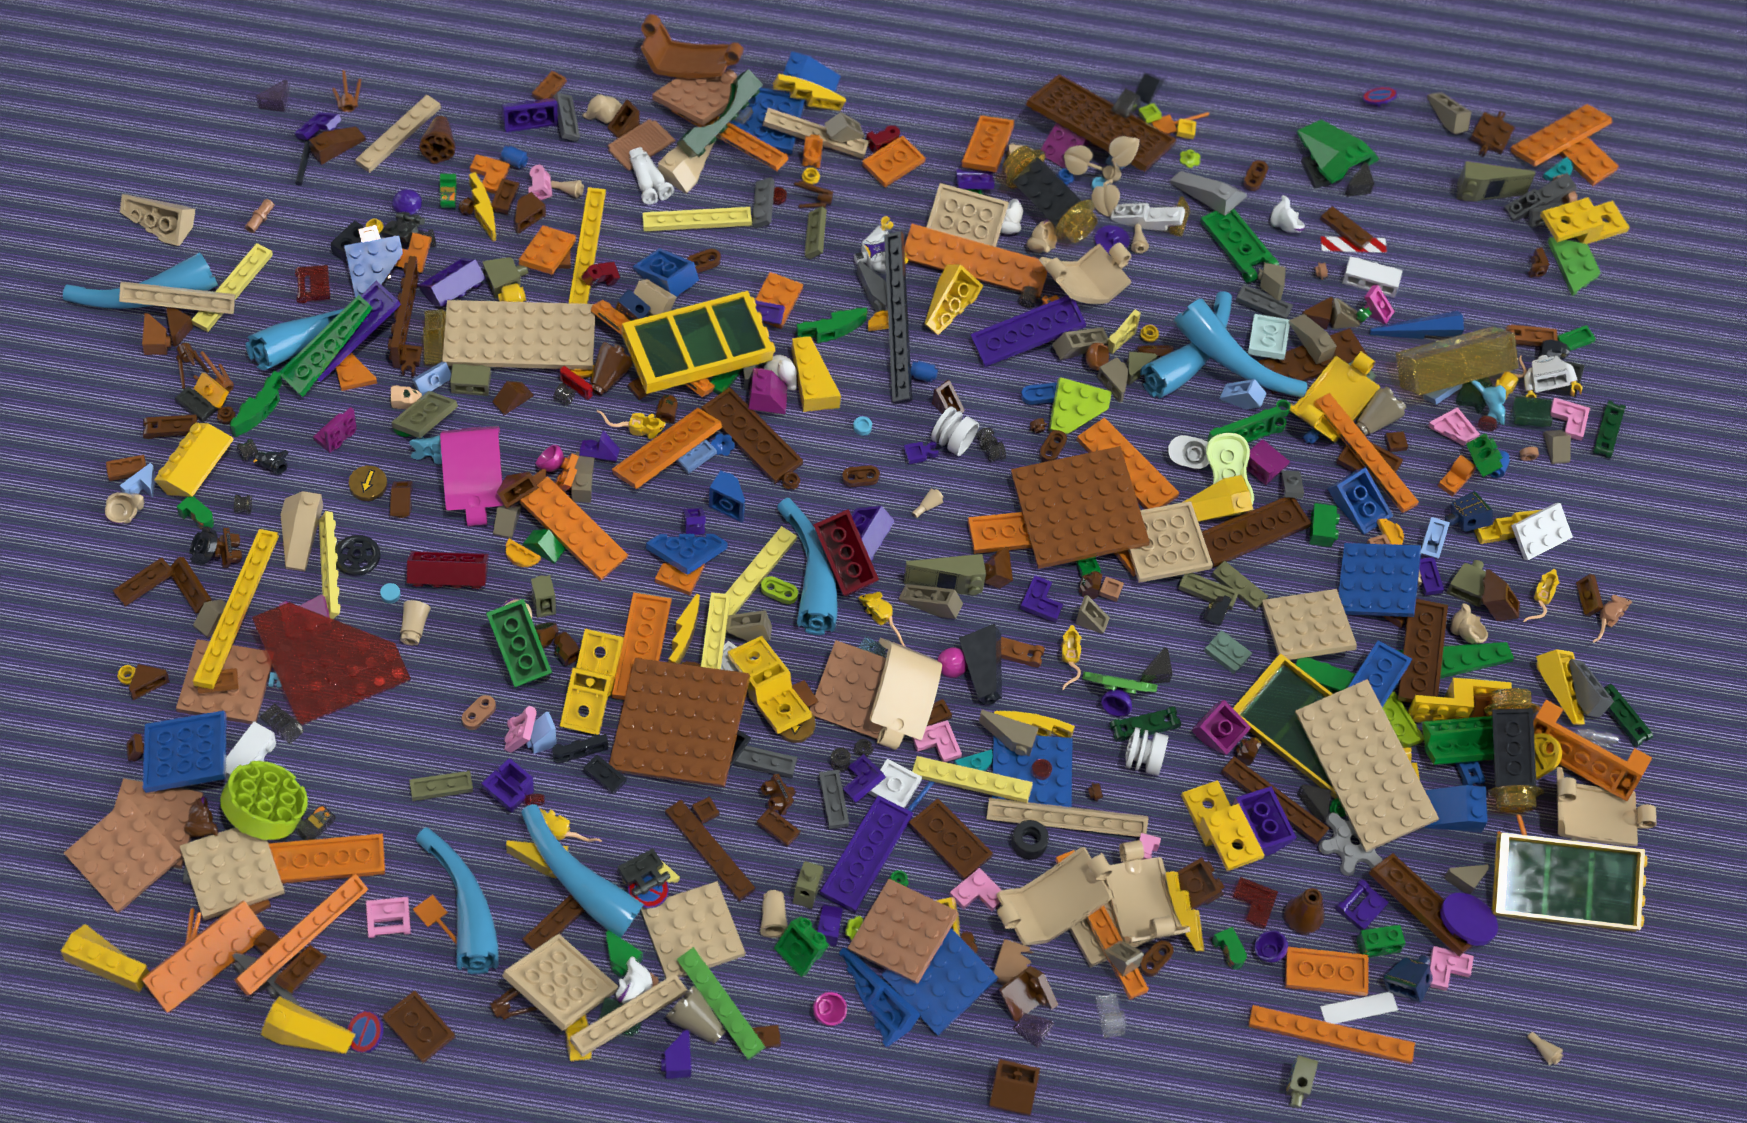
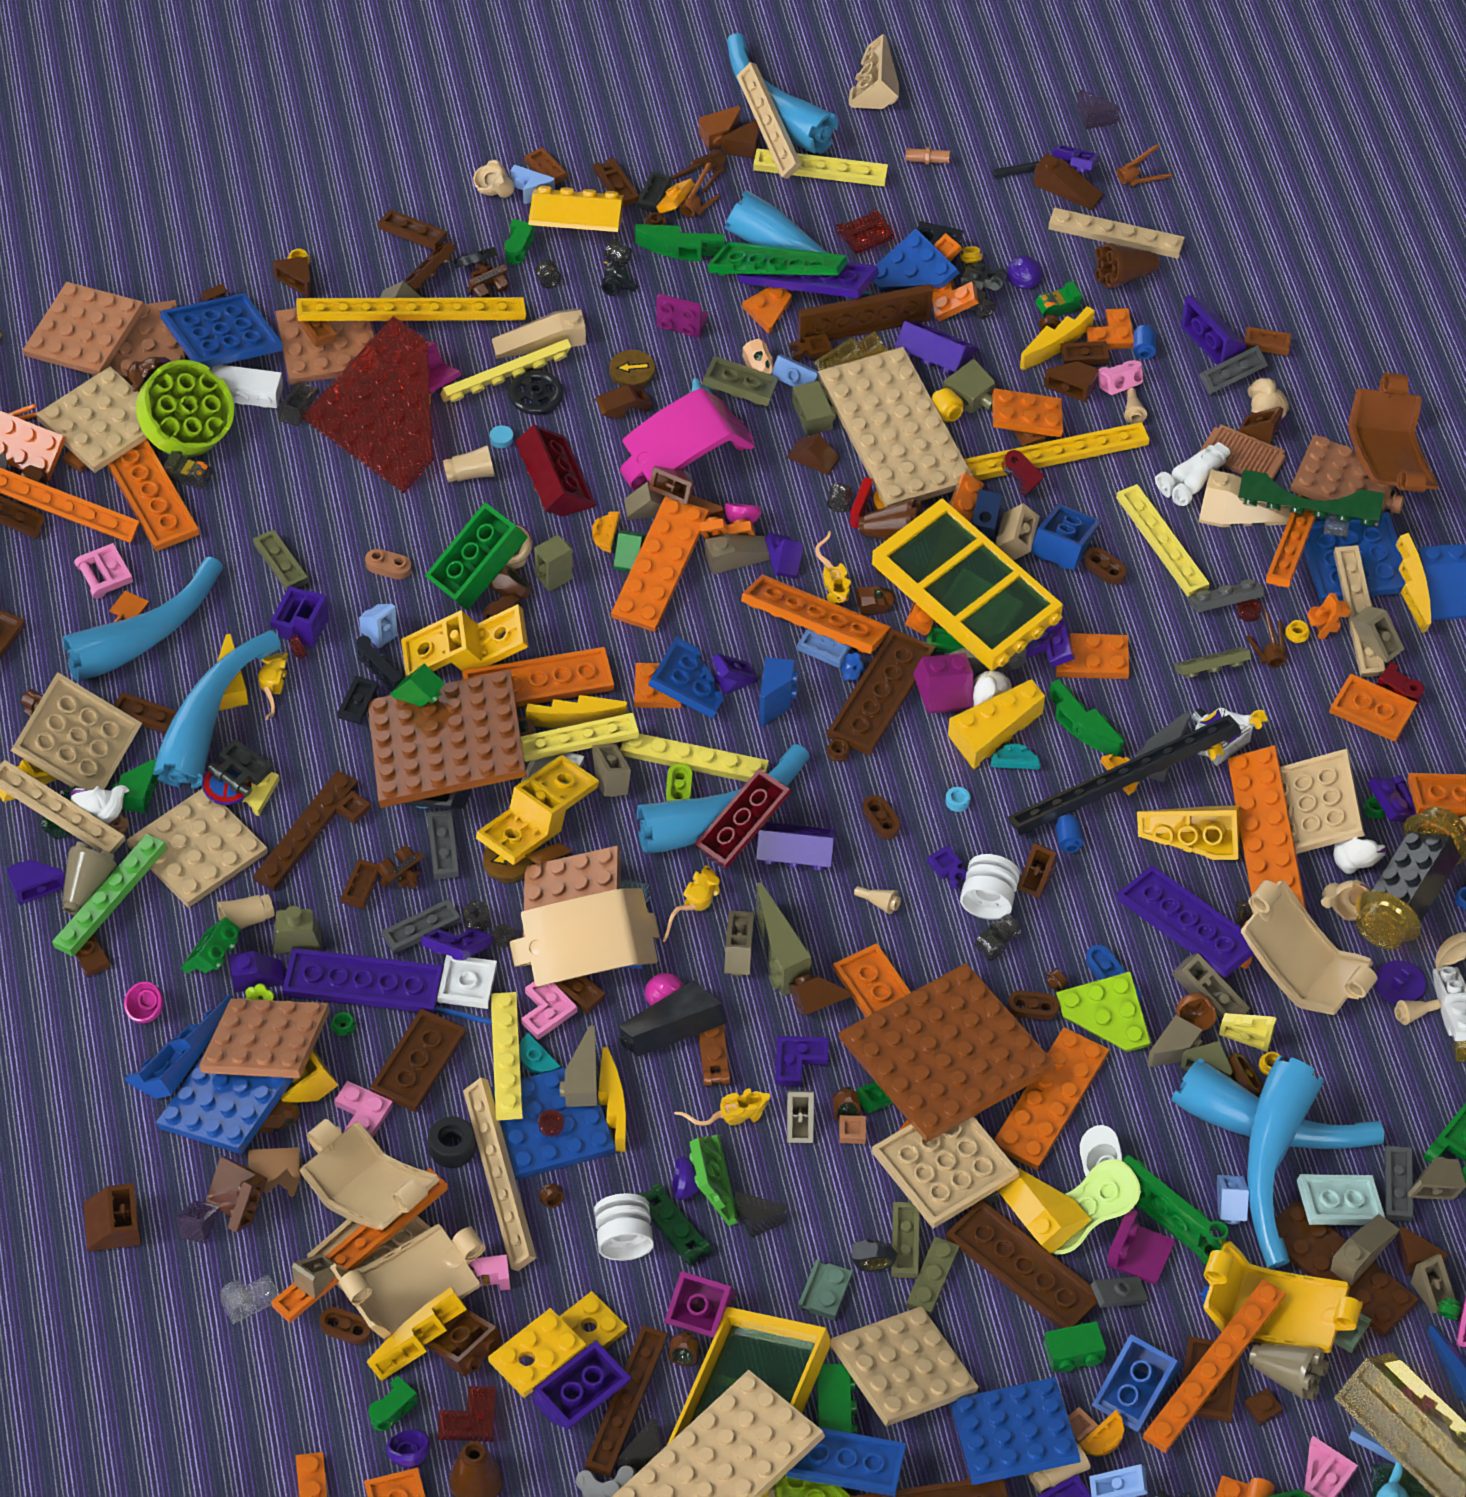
camera: 75 degrees right, 5 degrees down
(520, 733) = (367, 600): bright pink plate -> none
(627, 723) = (419, 687): none -> green slope
(844, 376) = (1015, 757): none -> teal plate

